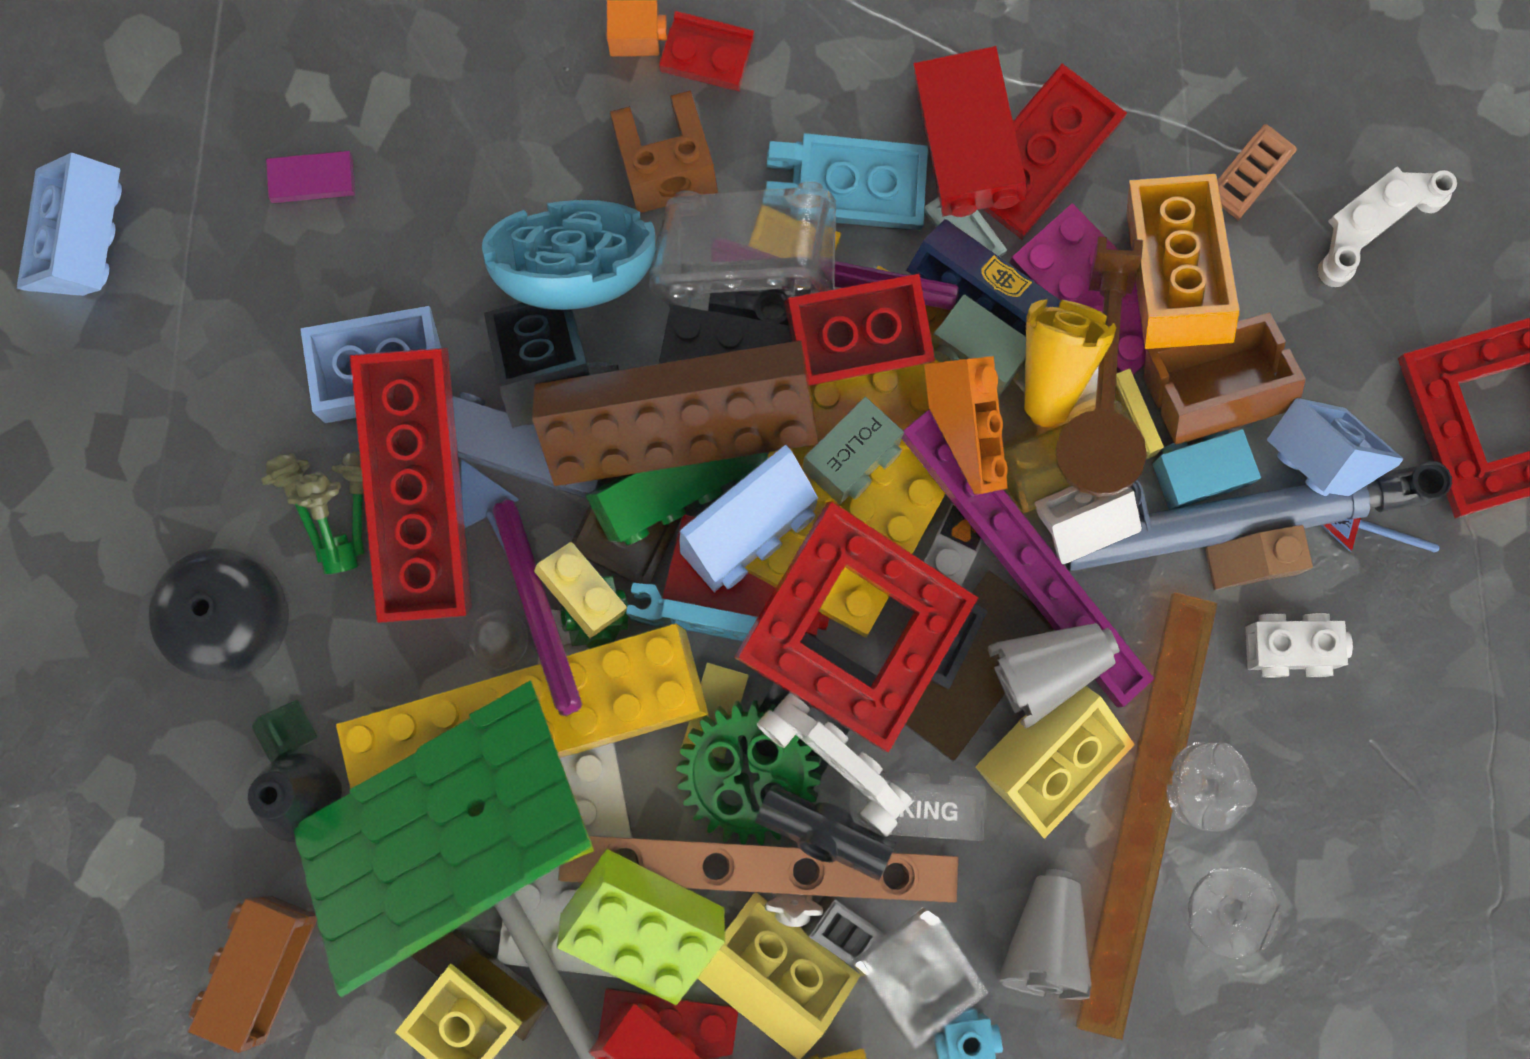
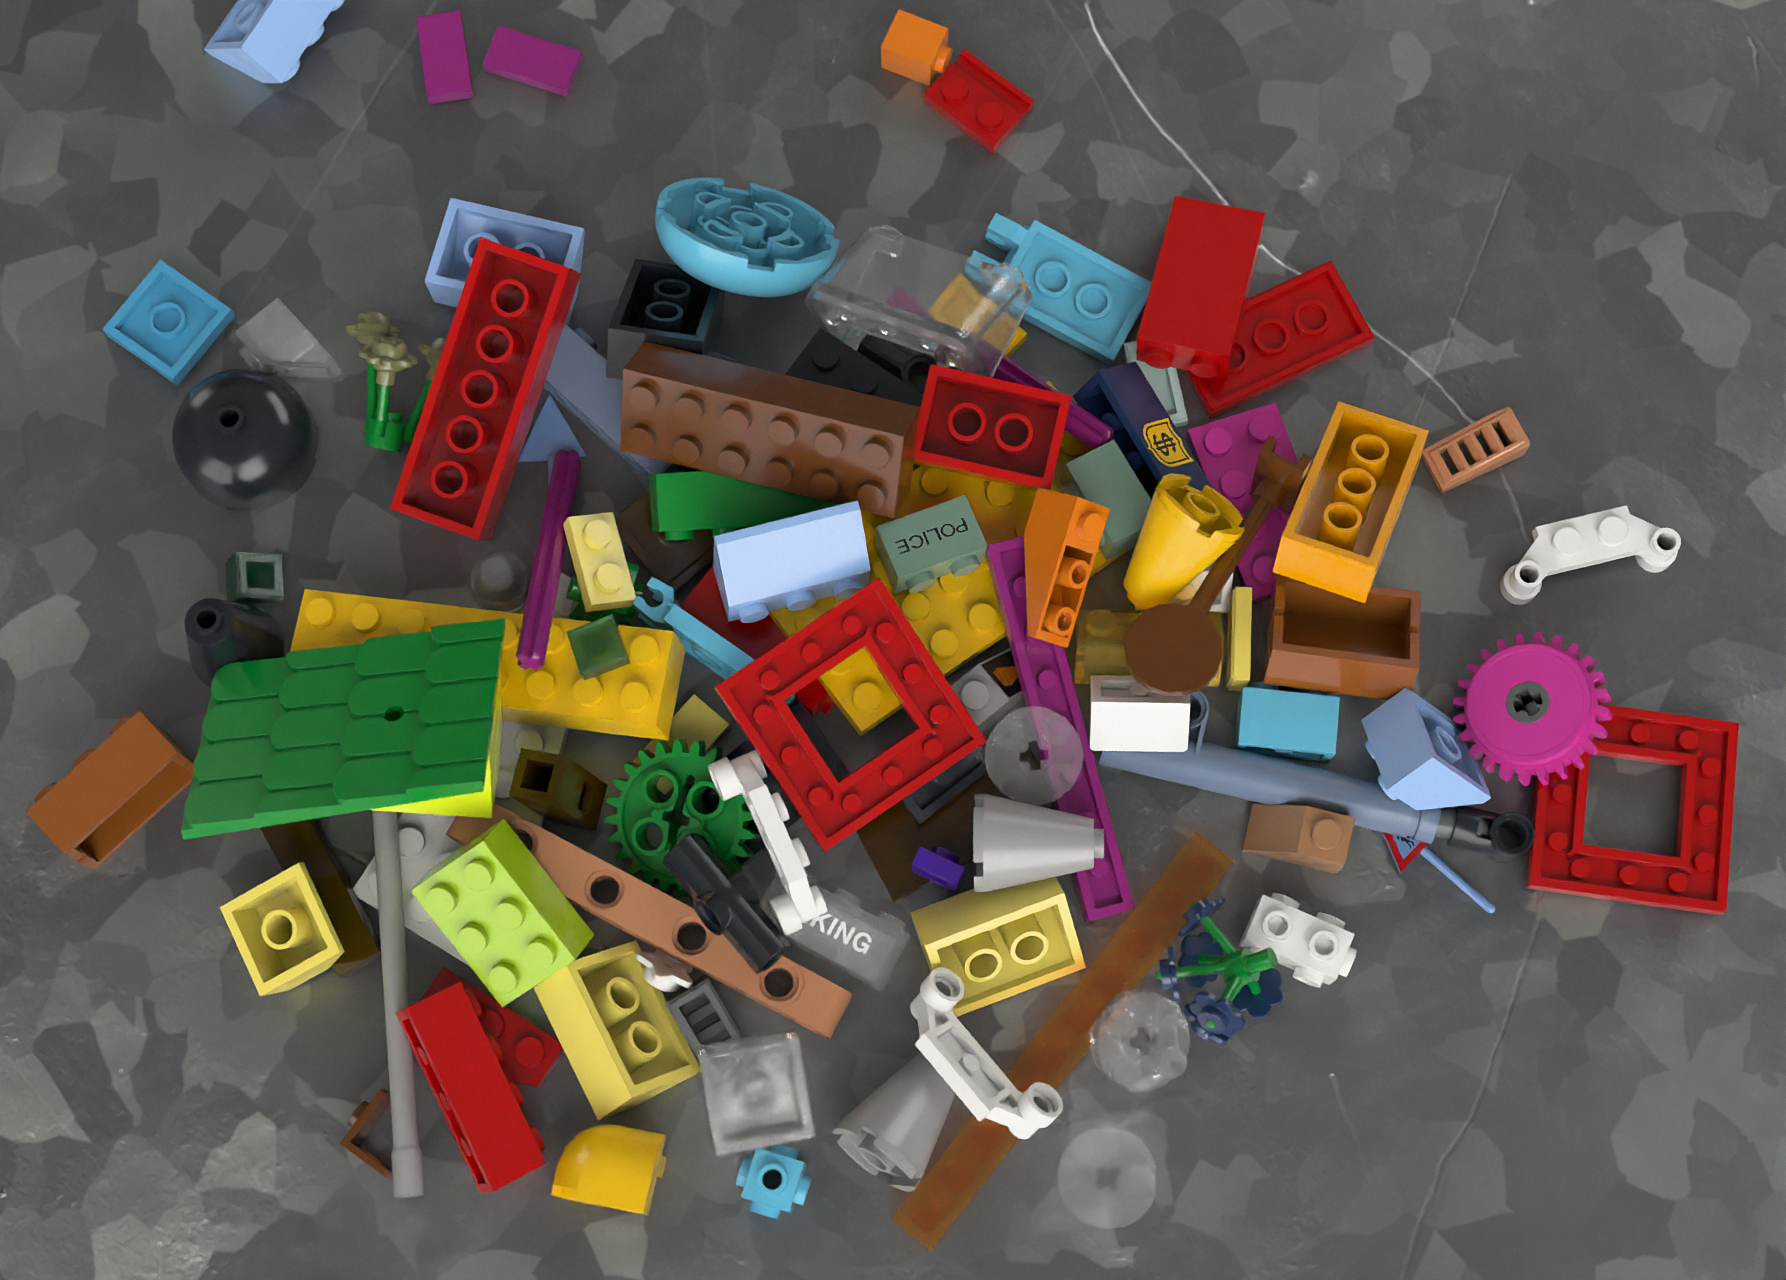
camera: 25 degrees right, 5 degrees down
(102, 541) = (169, 322): none -> dark azure plate
(215, 519) = (285, 347): none -> clear slope
(232, 205) = (445, 57): none -> magenta tile
(619, 667) = (598, 647): none -> clear green tile
(636, 799) = (558, 789): none -> dark brown brick
(668, 165) = (884, 194): dark orange brick -> none
(983, 718) = (939, 867): none -> dark purple plate
(1047, 598) = (1013, 736): none -> clear plate
(1088, 876) = (968, 1066): none -> white plate
(1274, 695) = (1249, 976): none -> dark blue plant
(1401, 337) = (1565, 700): none -> dark pink gear

